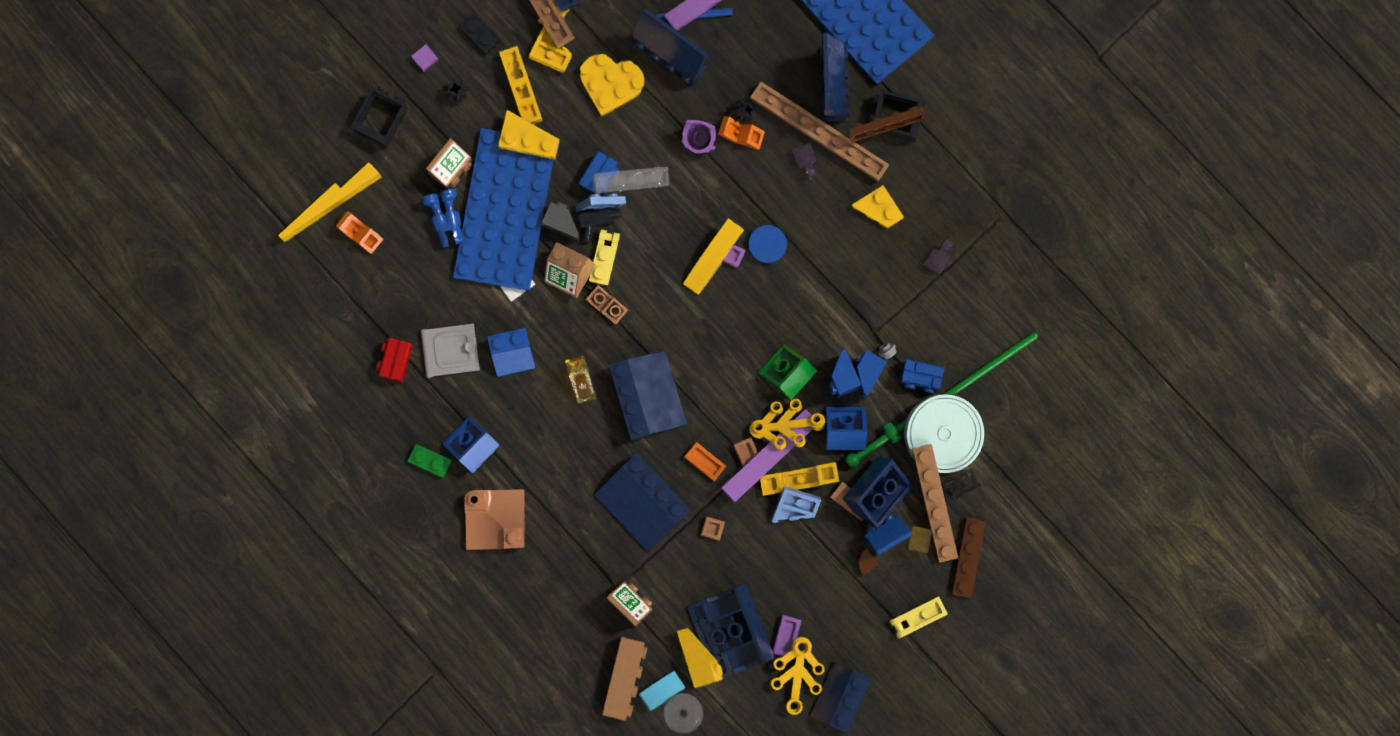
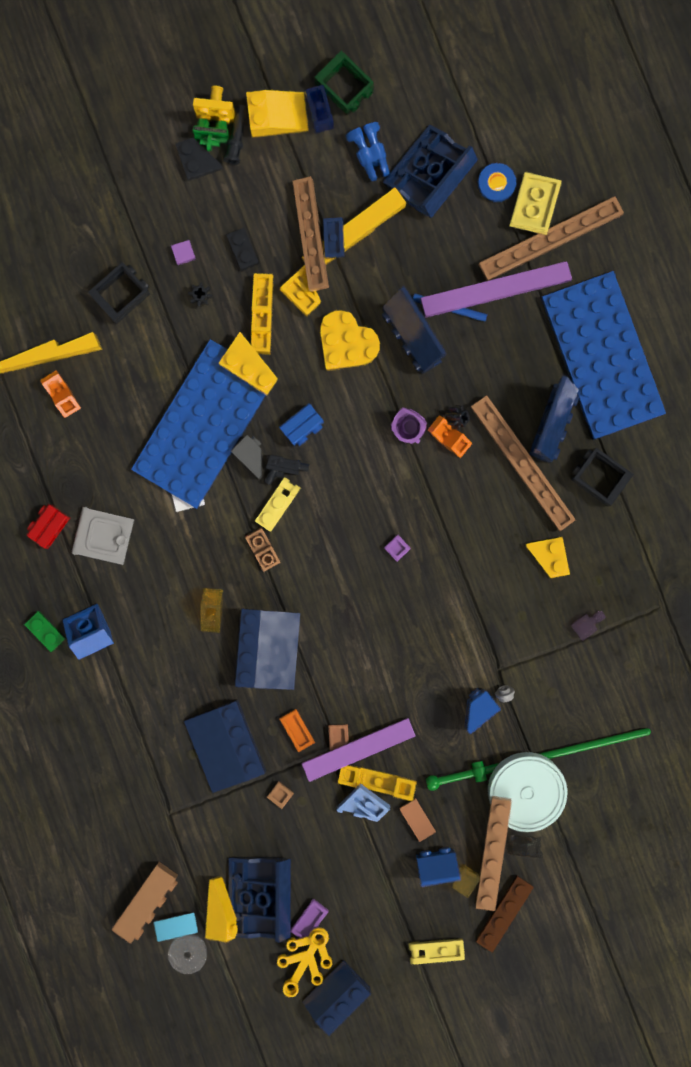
camera: 20 degrees right, 5 degrees up
(447, 221) = (144, 415): blue piece -> none
(449, 165) = (166, 363): slope -> none
(495, 519) = (84, 710): nougat slope -> none
(511, 352) = (157, 560): blue slope -> none
(567, 270) = (238, 504): medium nougat slope -> none
(597, 202) = (290, 452): medium blue wing -> none
(630, 179) = (329, 442): clear plate -> none
(630, 602) = (176, 837): slope -> none
(713, 256) = (378, 543): yellow slope -> none
(767, 244) = (433, 550): blue tile -> none
(784, 425) = (383, 726): yellow plant -> none
(787, 371) = (405, 677): green slope -> none
(804, 159) = (499, 483): clear purple plate -> none
(844, 378) = (454, 703): blue slope -> none
(846, 428) = (438, 751): blue slope -> none
(866, 562) = (409, 881): reddish brown tile -> none
(878, 491) = (444, 822): dark blue slope -> none
(892, 122) = (598, 482): reddish brown plate -> none
(922, 376) = (527, 729): blue brick -> none

